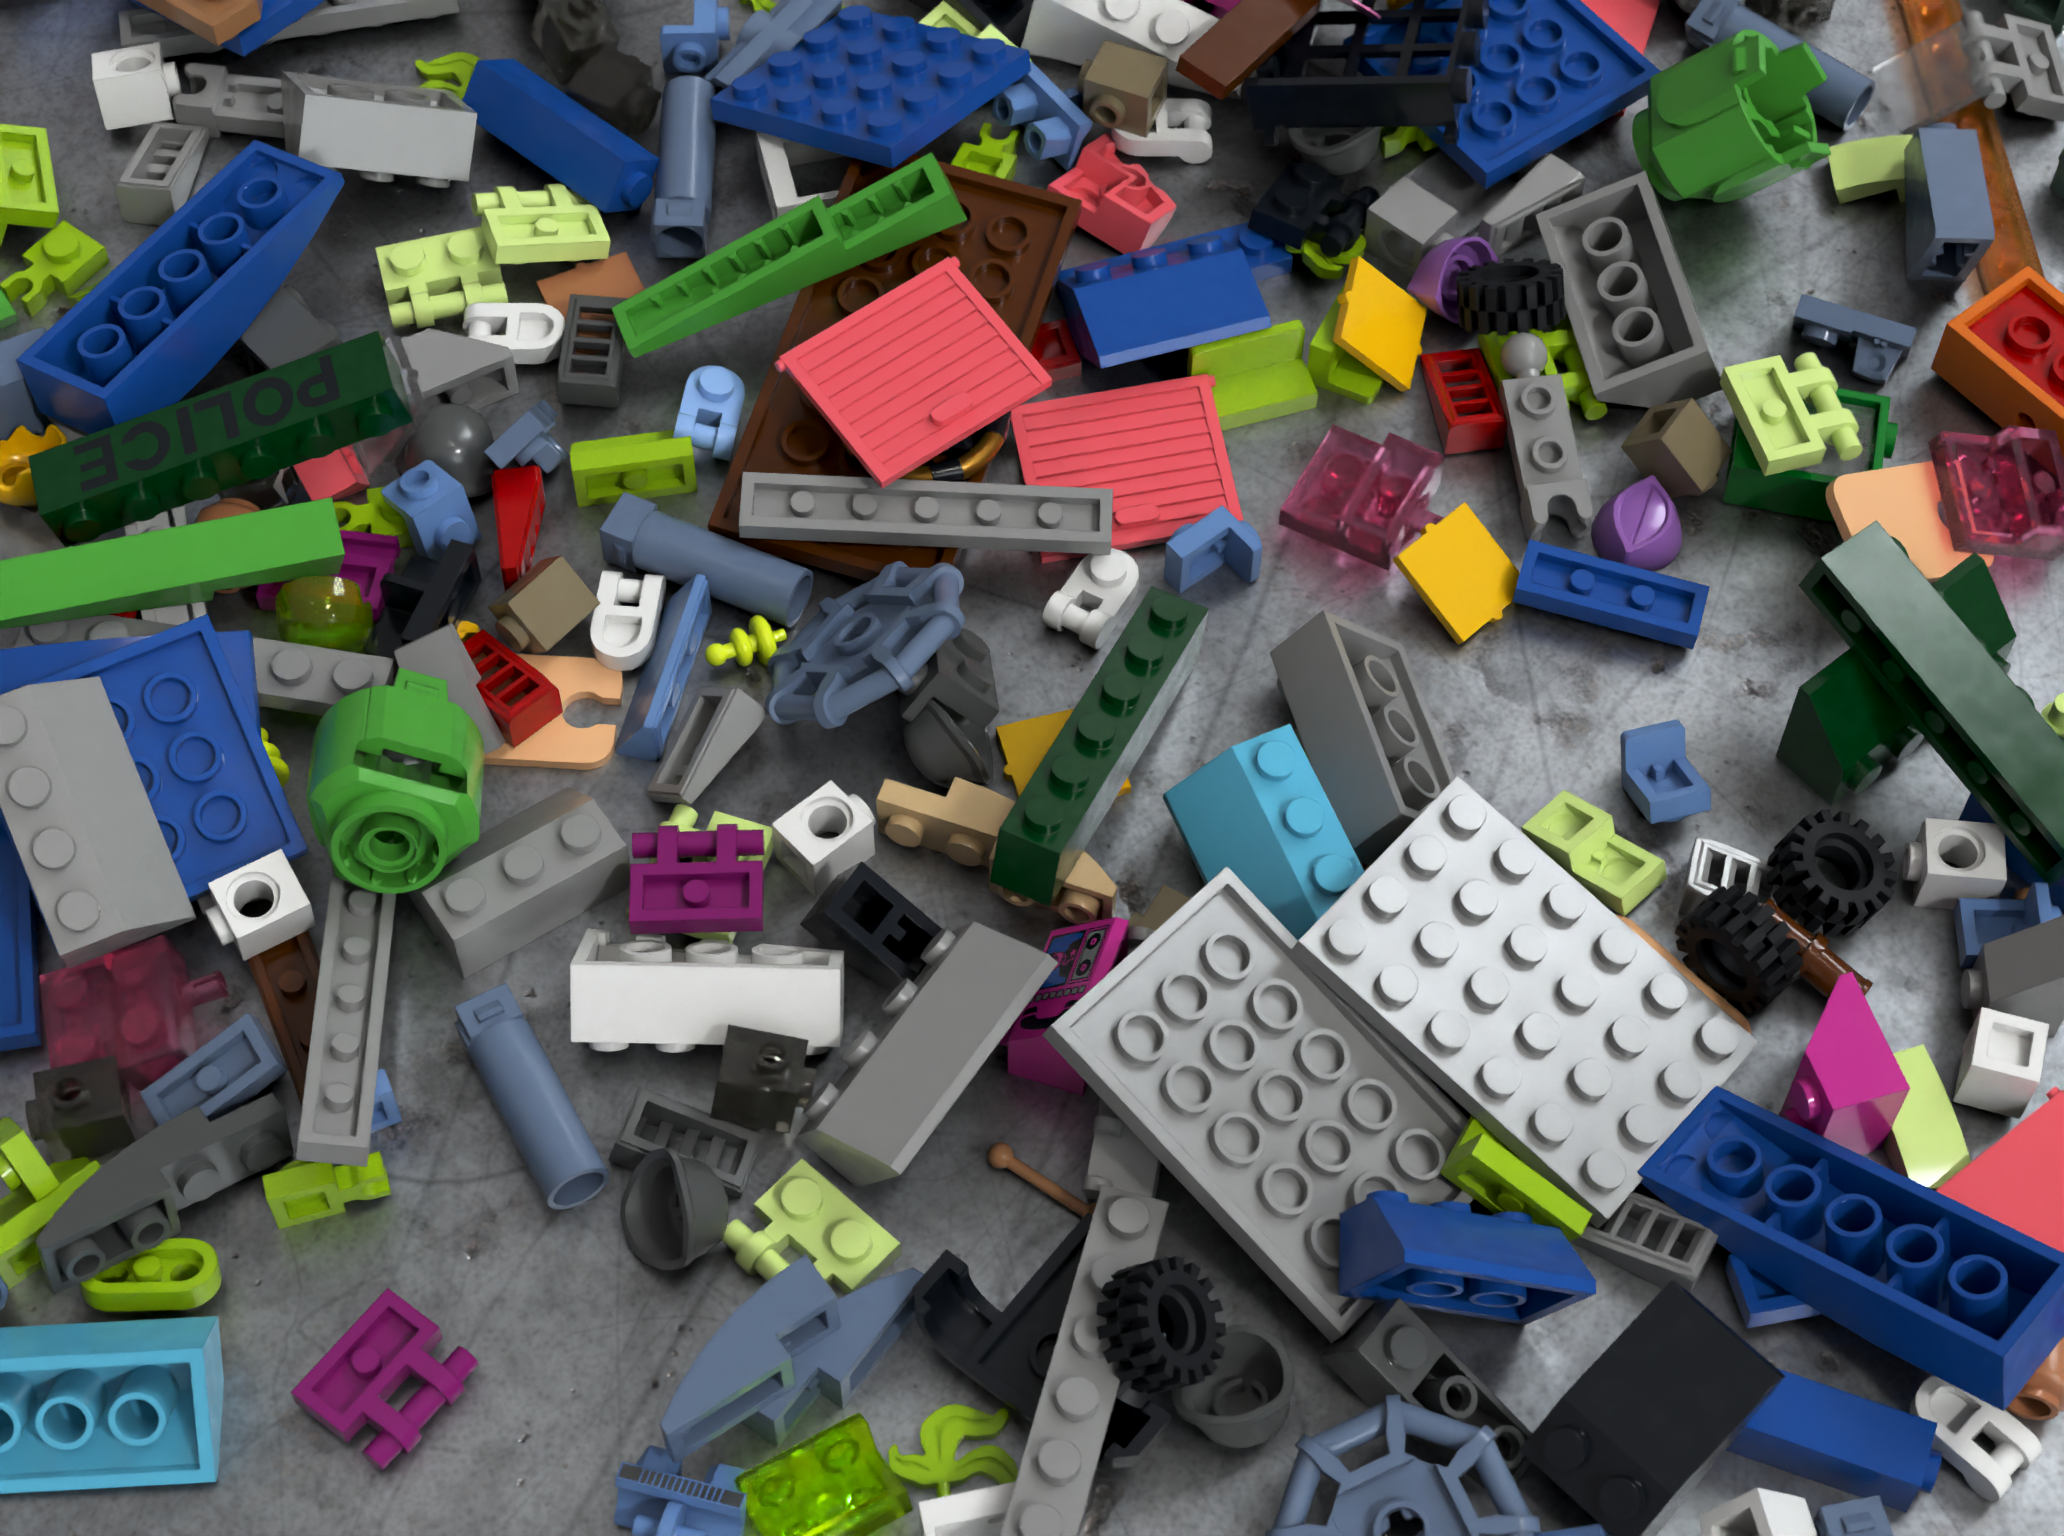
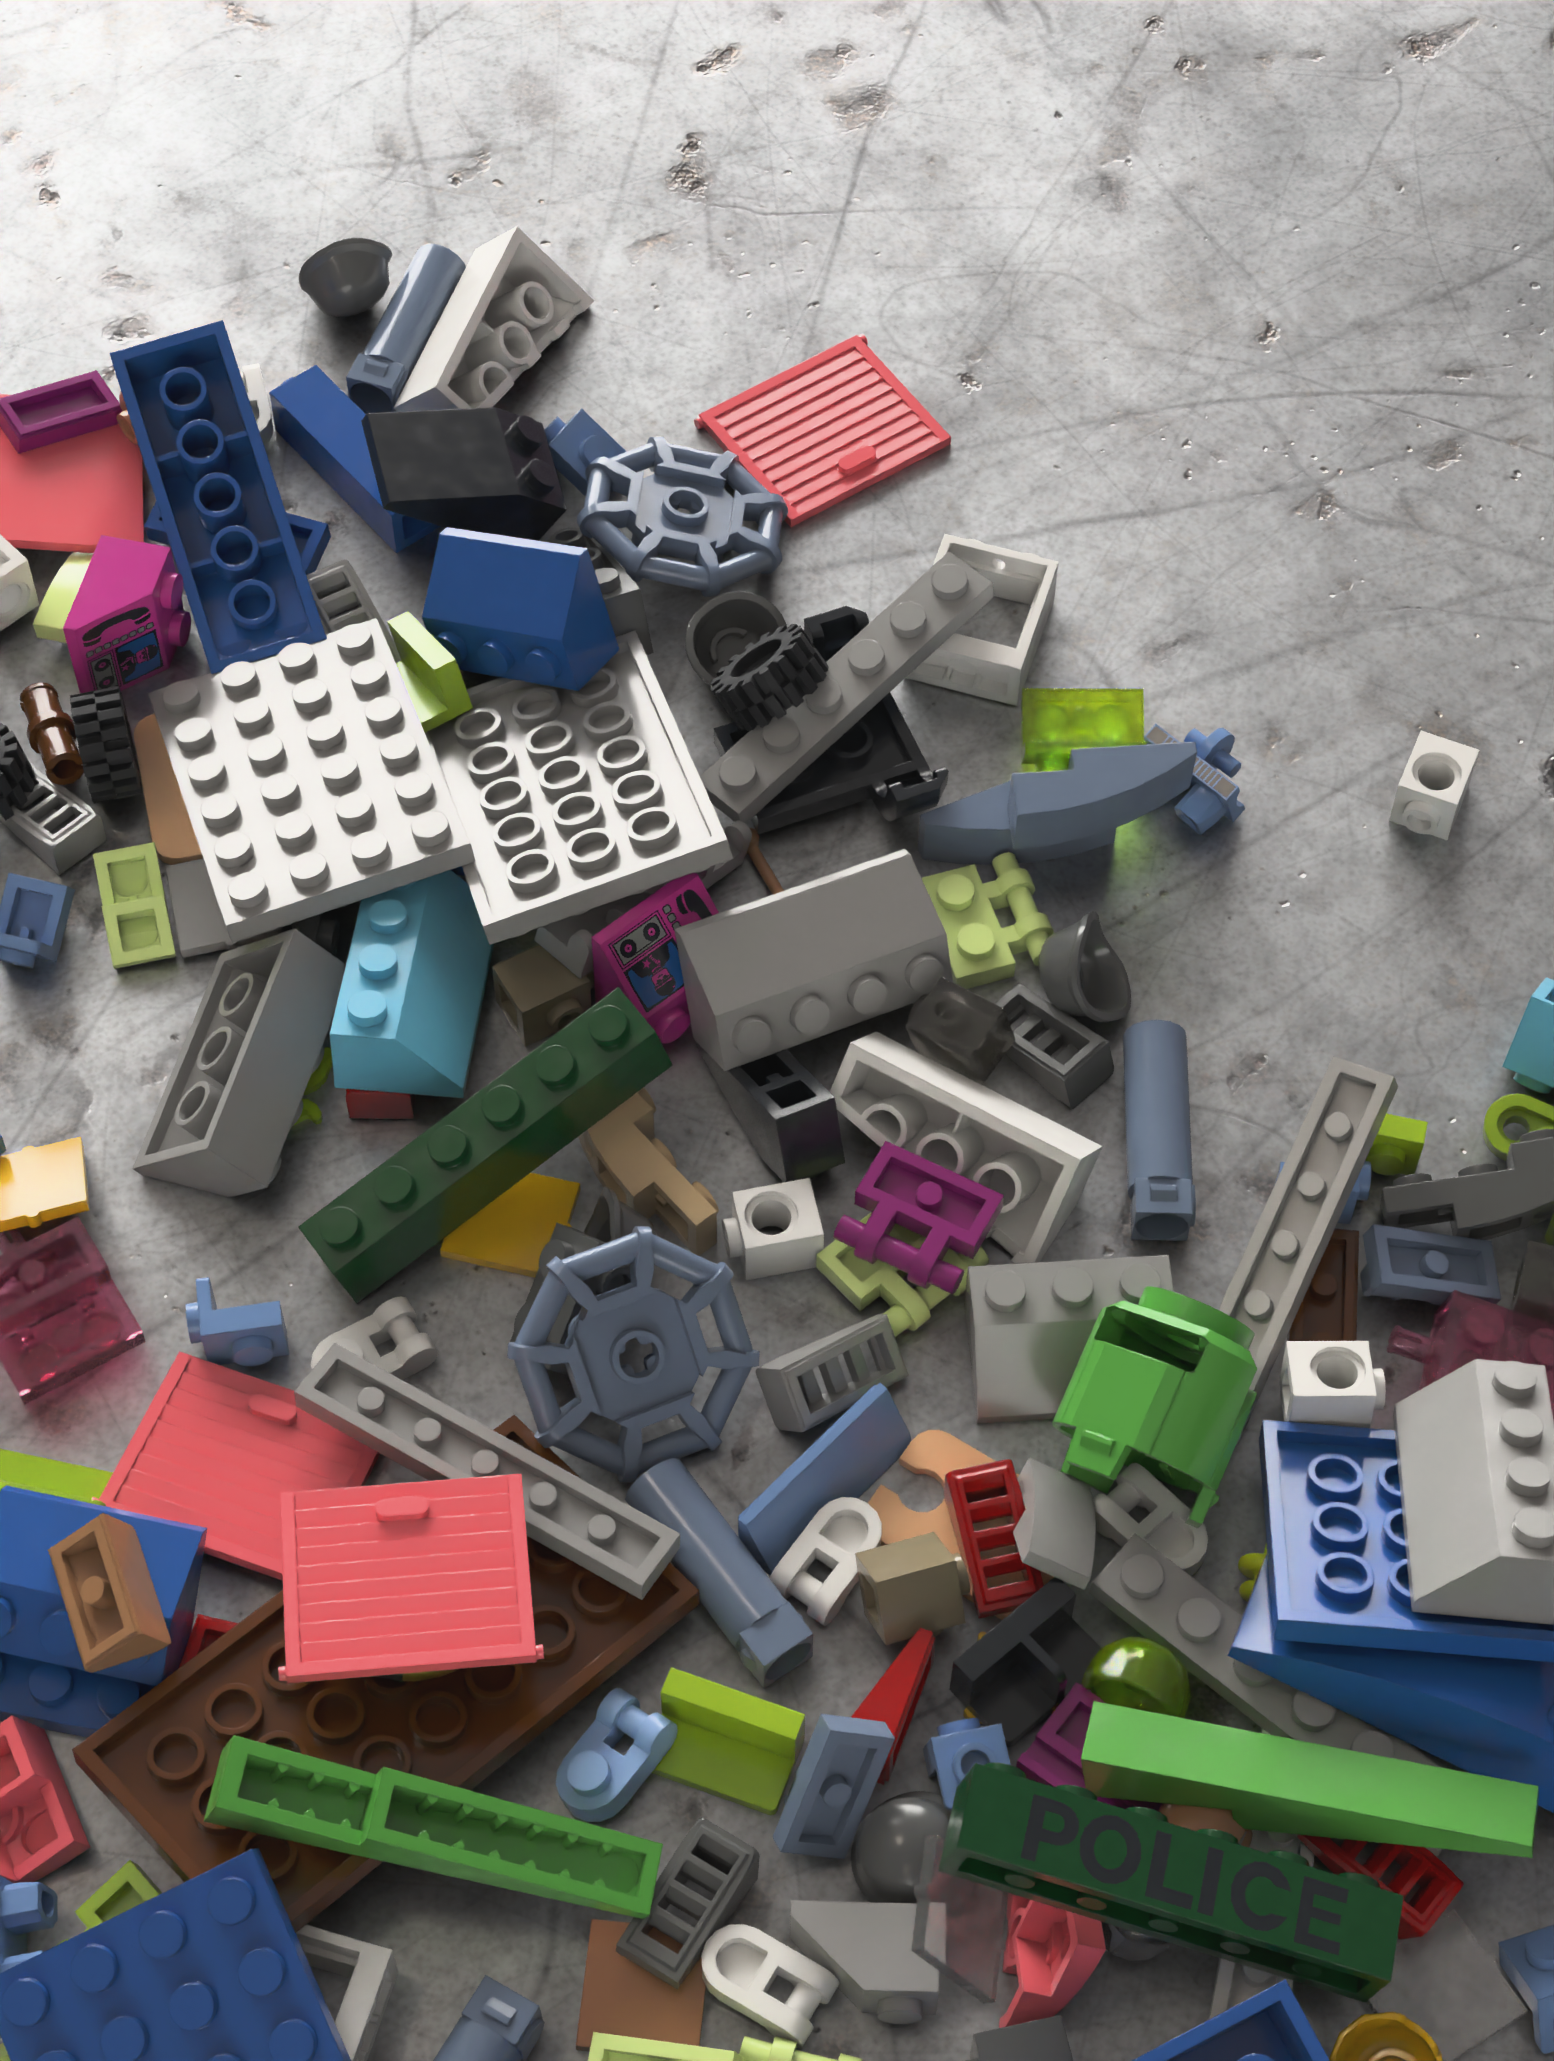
camera: 150 degrees left, 0 degrees up
(370, 1365) = (1386, 990): magenta plate -> none
(742, 646) = (735, 1470): neon yellow hair -> none
(939, 1441) = (966, 749): lime piece -> none
(1125, 276) = (108, 1594): none -> medium nougat slope

